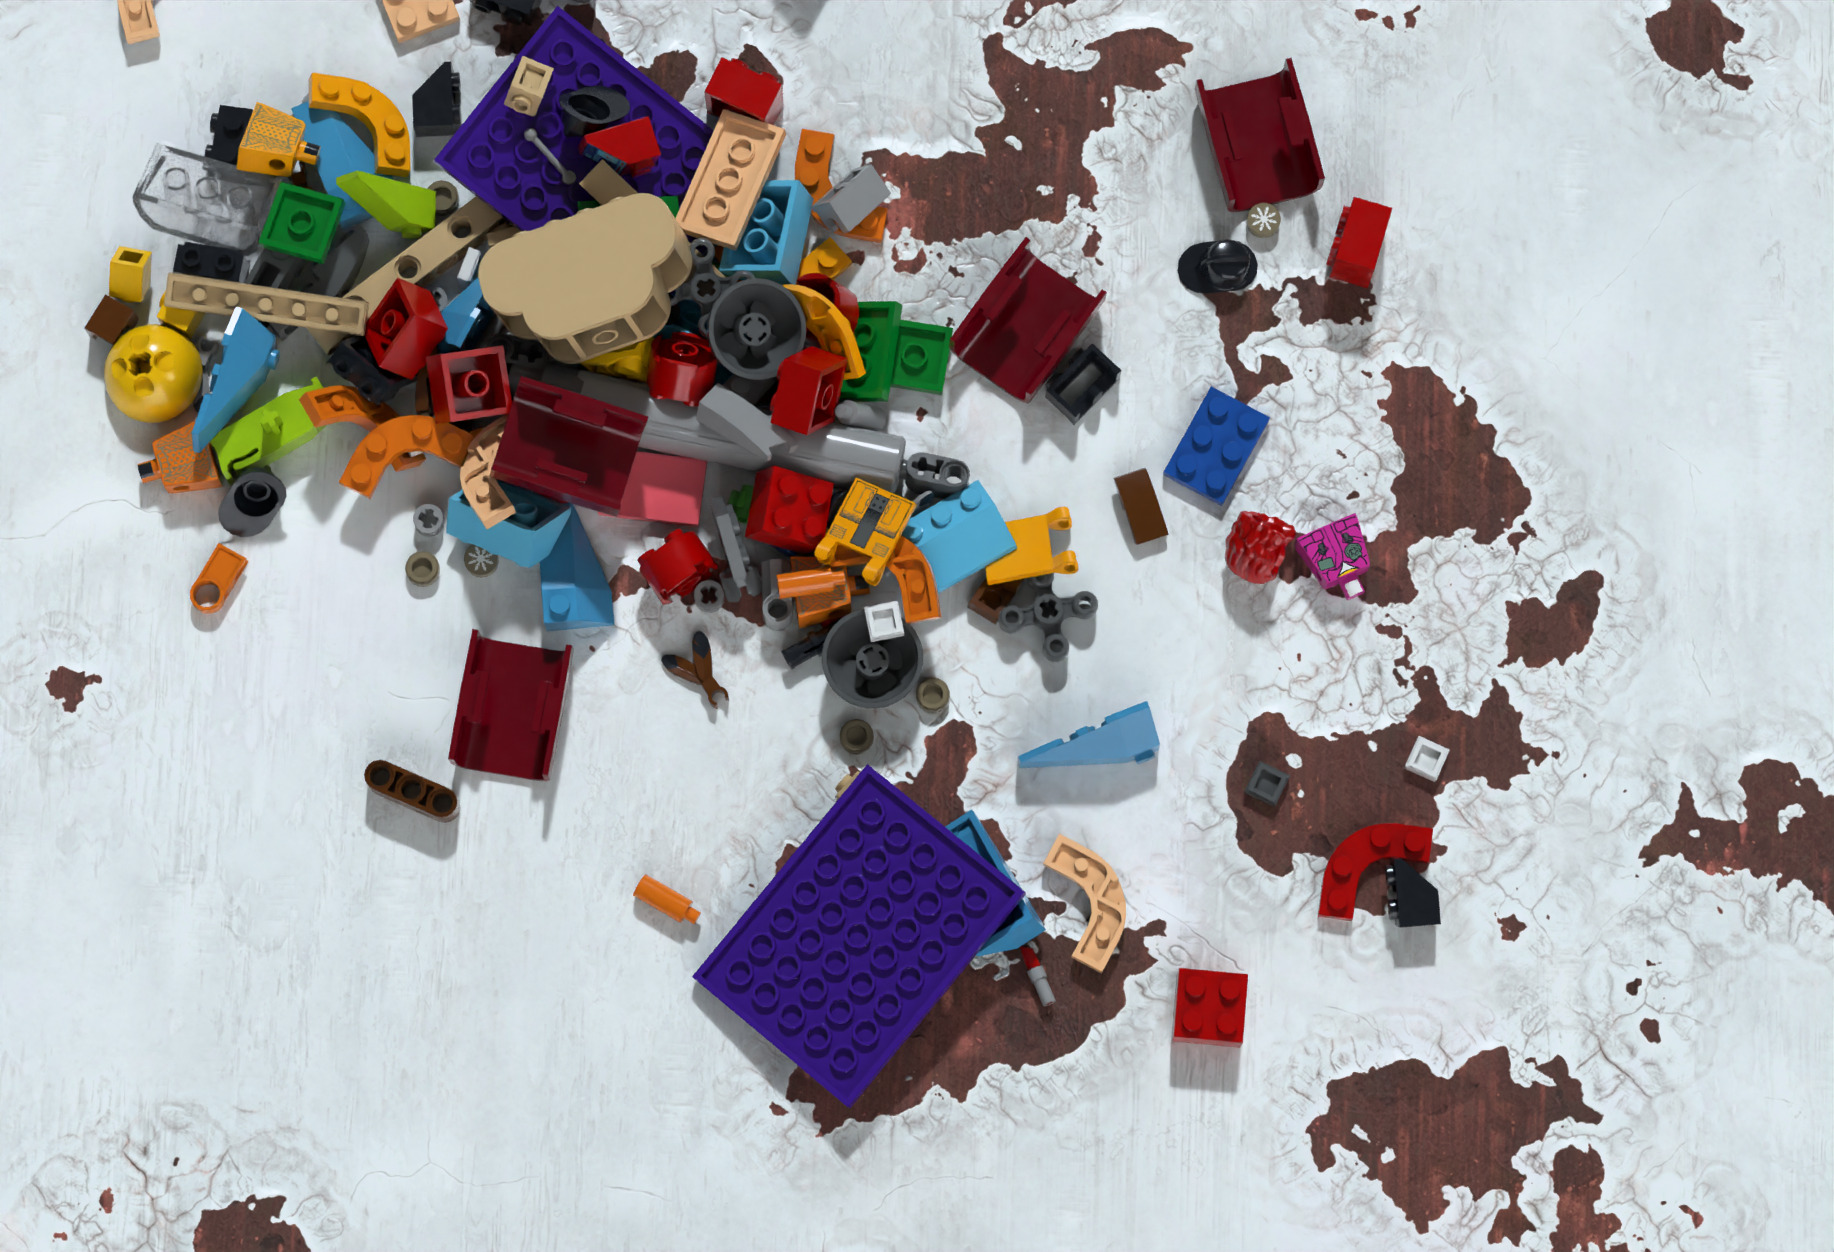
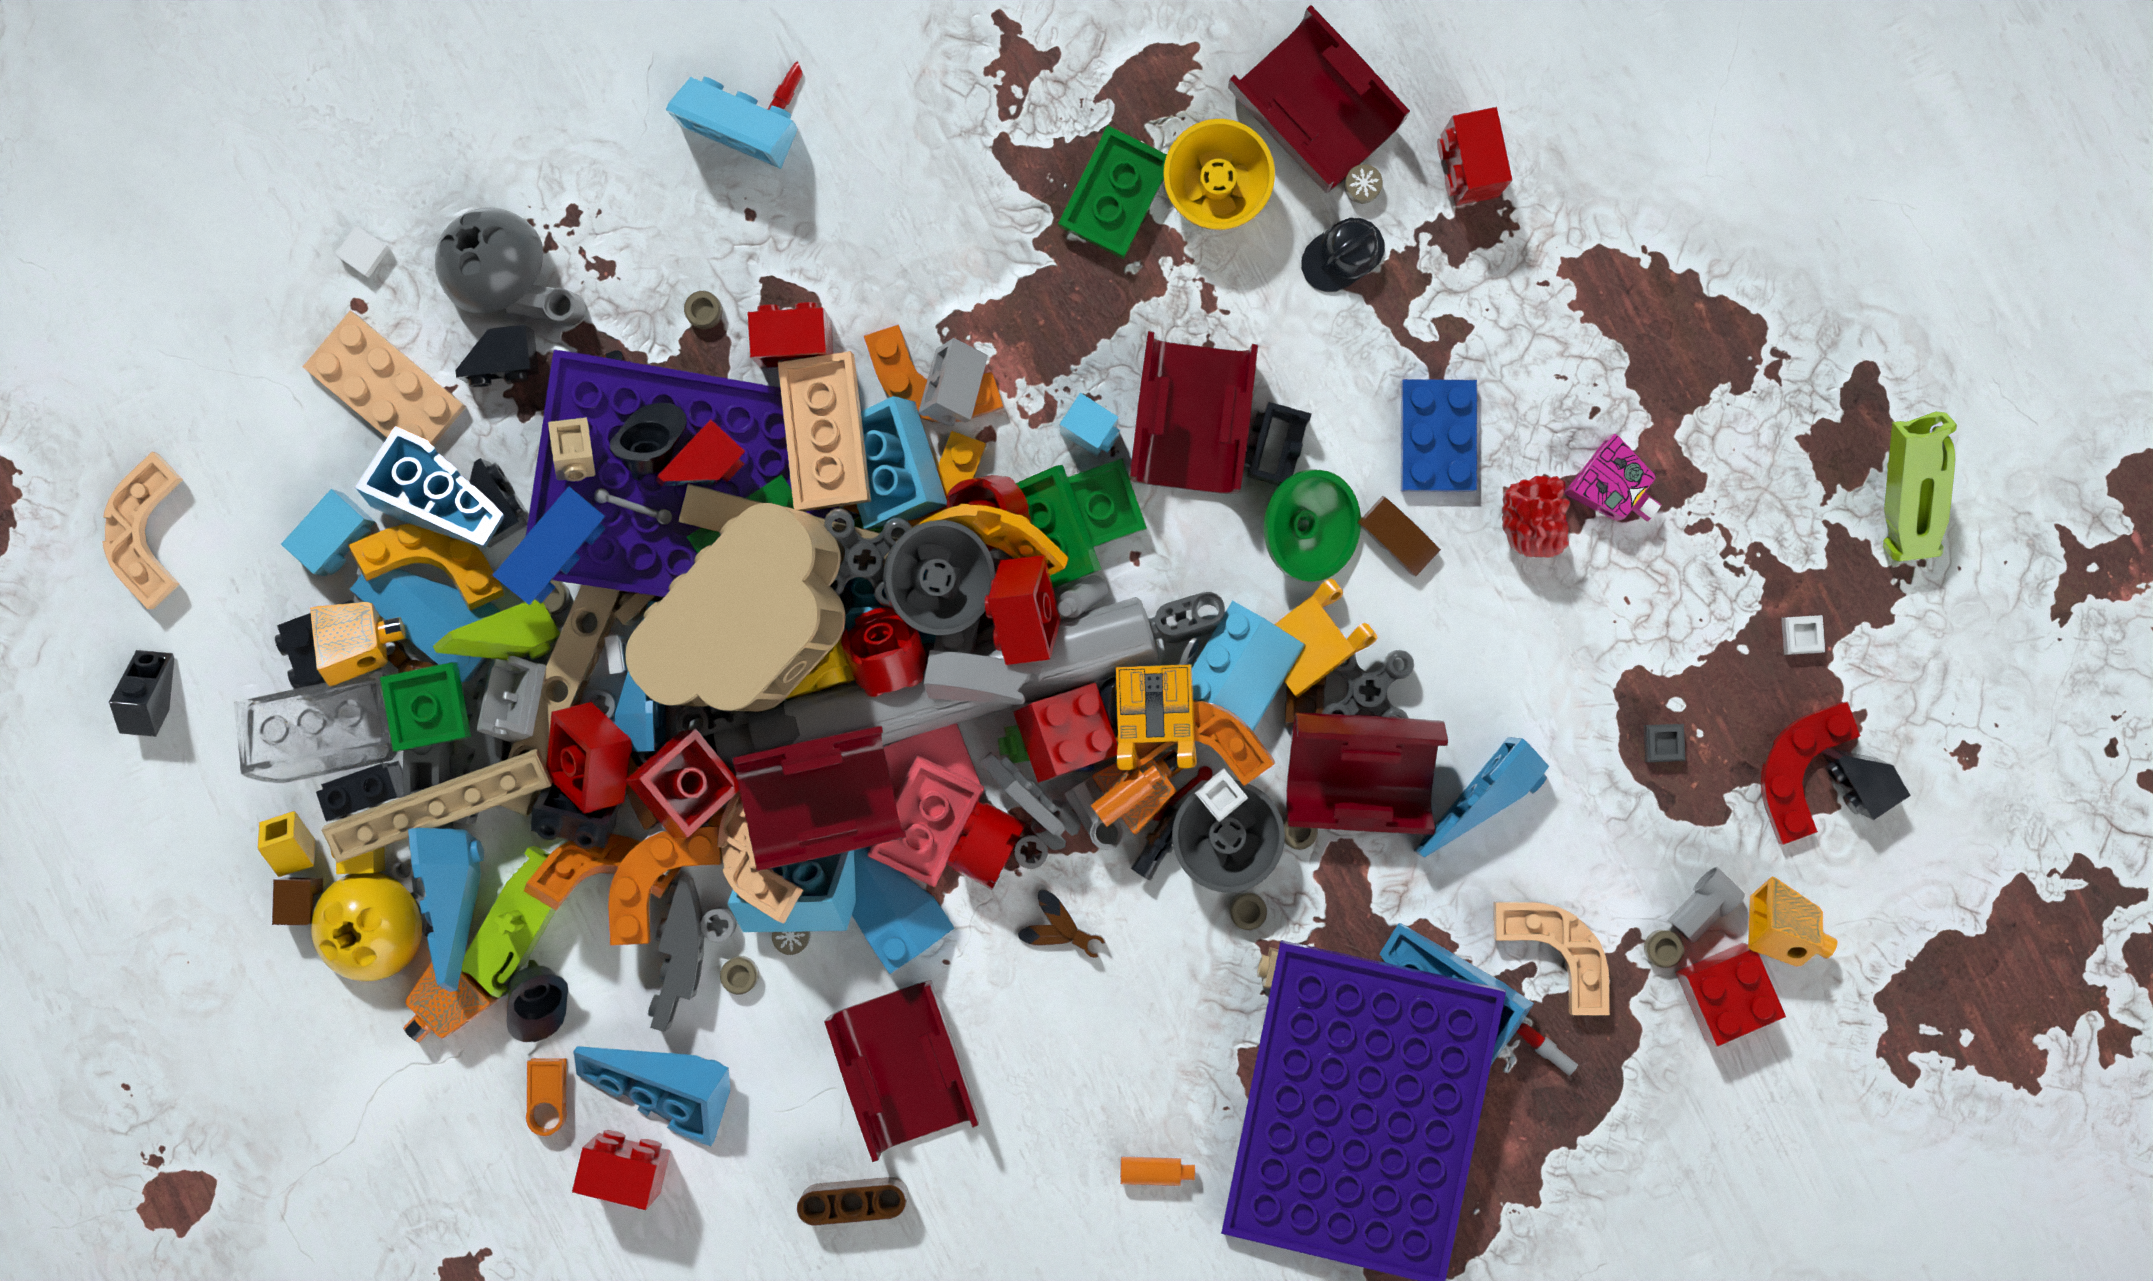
camera: 25 degrees left, 10 degrees up
(85, 103) = (143, 693): none -> black slope
(241, 659) = (621, 1170): none -> red brick
(298, 55) = (326, 533): none -> medium azure brick
(320, 624) = (674, 1086): none -> dark azure wedge
(370, 254) = (511, 699): none -> light grey hinge
(393, 62) = (425, 490): none -> dark azure wedge
(395, 517) = (683, 939): none -> dark grey slope
(470, 149) = (551, 547): none -> blue brick
(643, 522) = (932, 813): none -> coral tile
(687, 44) = (703, 310): none -> dark tan tile
(940, 287) = (1090, 426): none -> medium azure brick
(1010, 669) = (1362, 772): none -> dark red piece
(1062, 123) = (1114, 192): none -> green plate
(1092, 460) = (1326, 528): none -> green dish
(1143, 132) = (1233, 159): none -> yellow piece
(1177, 947) = (1664, 948): none -> dark tan tile
(1237, 925) = (1713, 897): none -> light grey piece
(1285, 975) = (1787, 925): none -> light orange torso
(1574, 680) = (1919, 486): none -> lime piece

